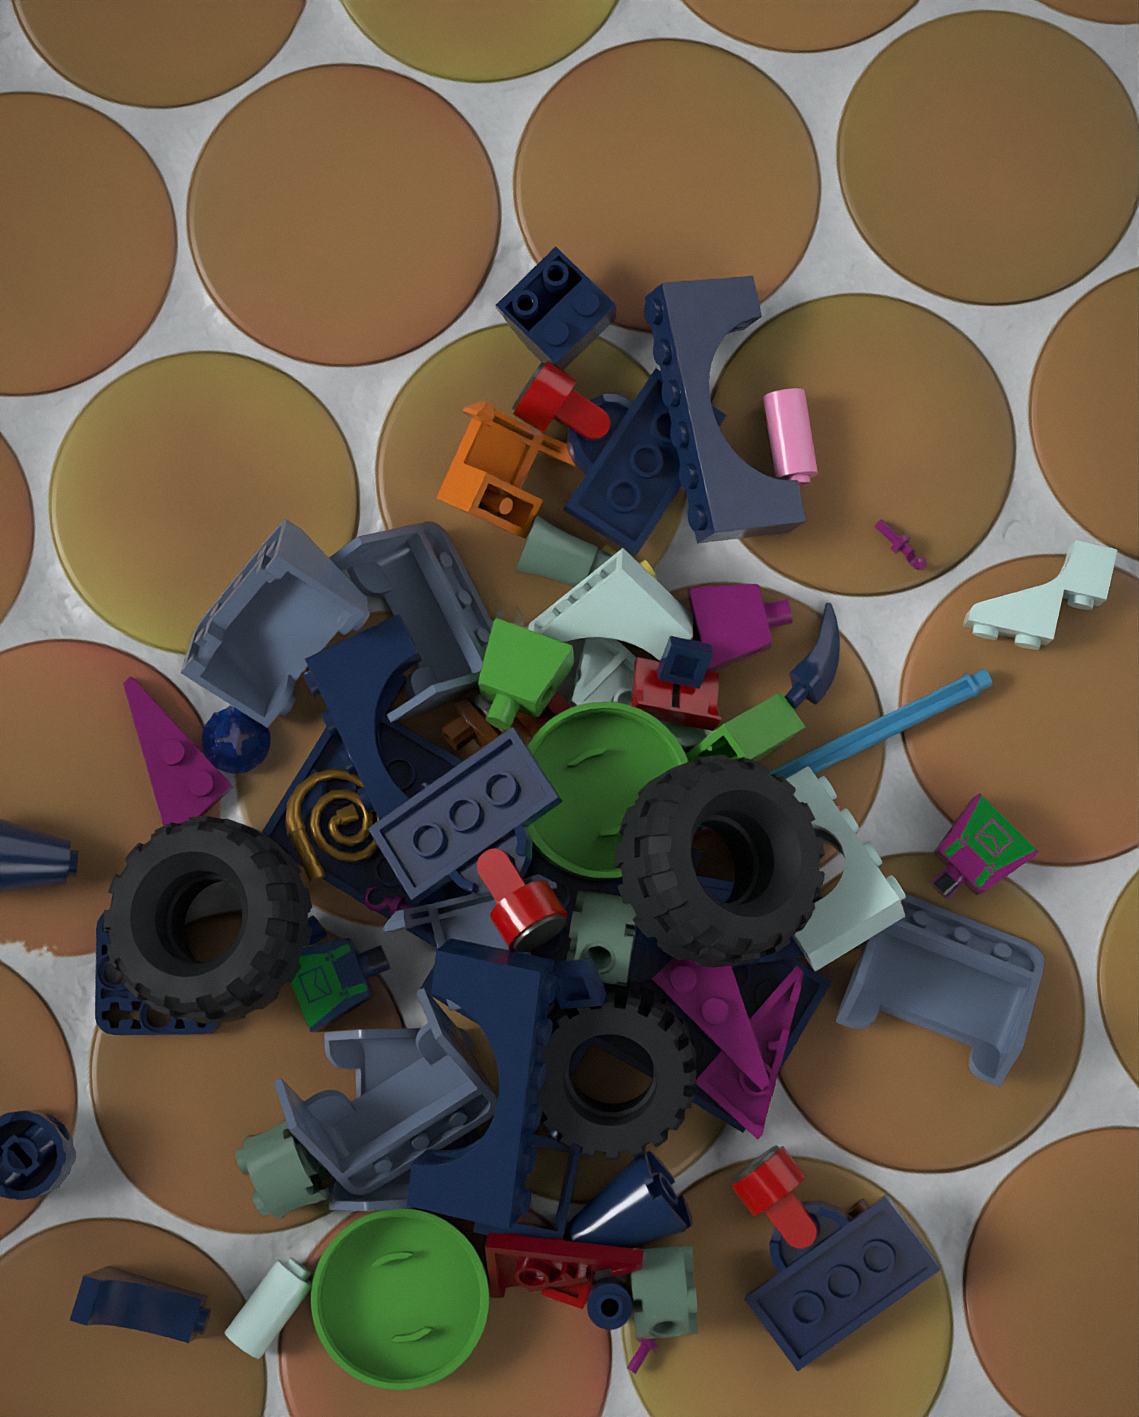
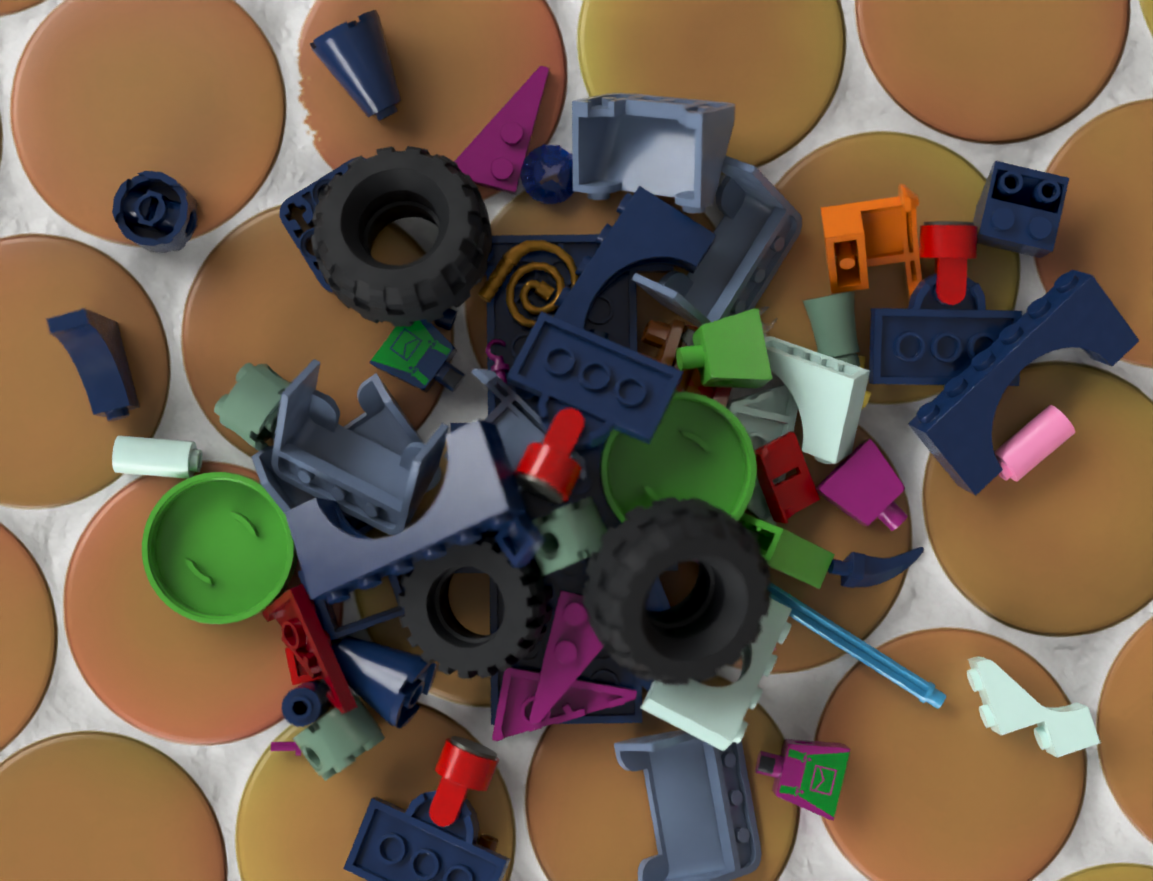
camera: 55 degrees right, 5 degrees up
(684, 662) = (812, 469): dark blue plate -> none
(901, 544) = (1001, 577): magenta hand -> none

